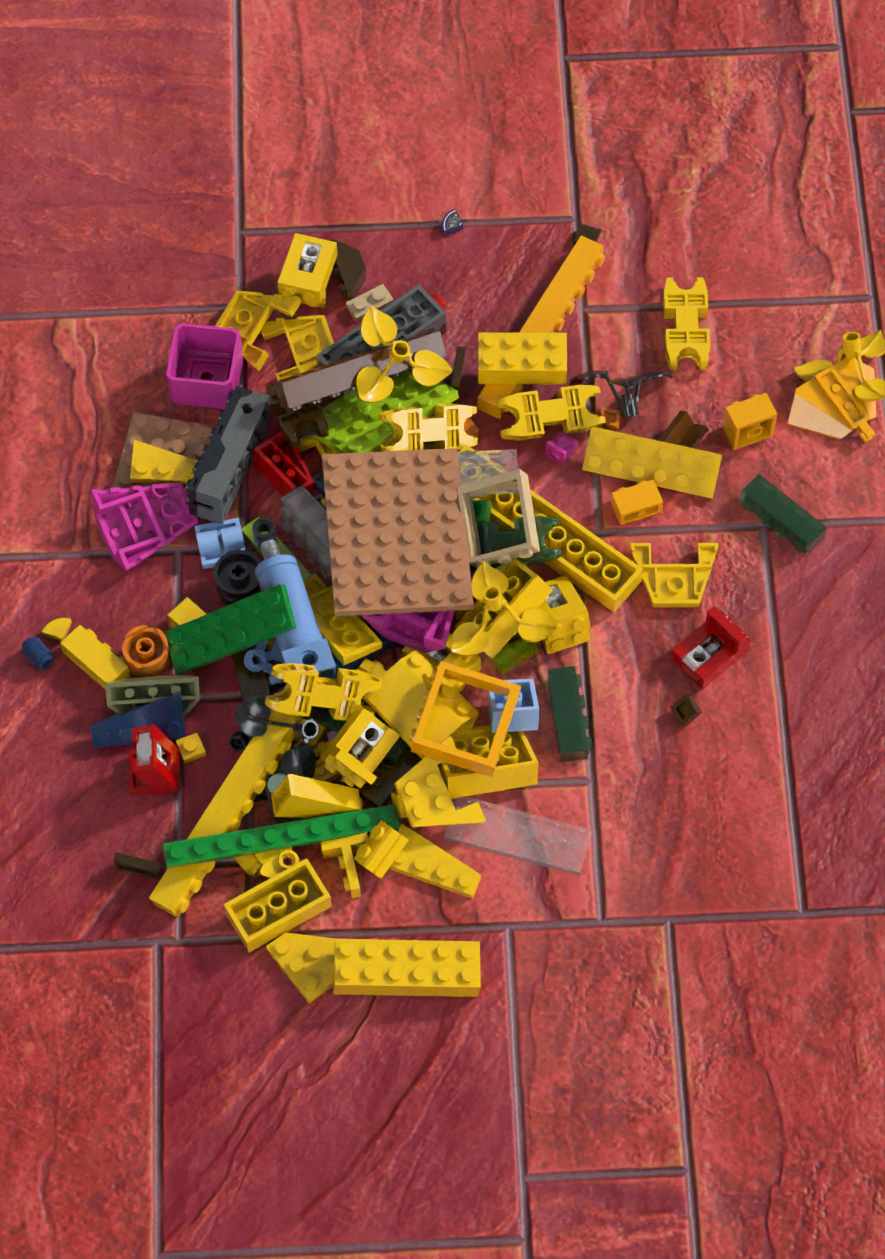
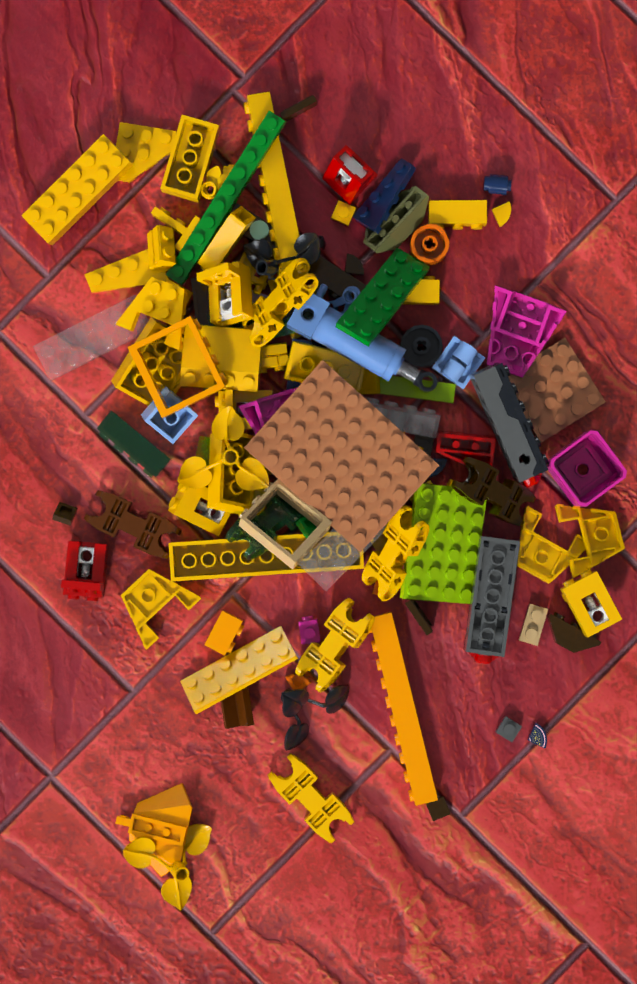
camera: 140 degrees right, 25 degrees up
(159, 465) = (546, 377): yellow wing -> none
(227, 697) = (354, 265): none -> dark brown tile
(342, 374) = (477, 553): brick -> none
(374, 384) = (436, 597): yellow plant -> none
(470, 246) = (508, 729): none -> dark grey plate
(522, 358) = (385, 664): yellow brick -> none
(638, 666) = (132, 524): none -> reddish brown piece
(749, 421) = (199, 759): light orange brick -> none
(783, 515) = (124, 709): clear green brick -> none

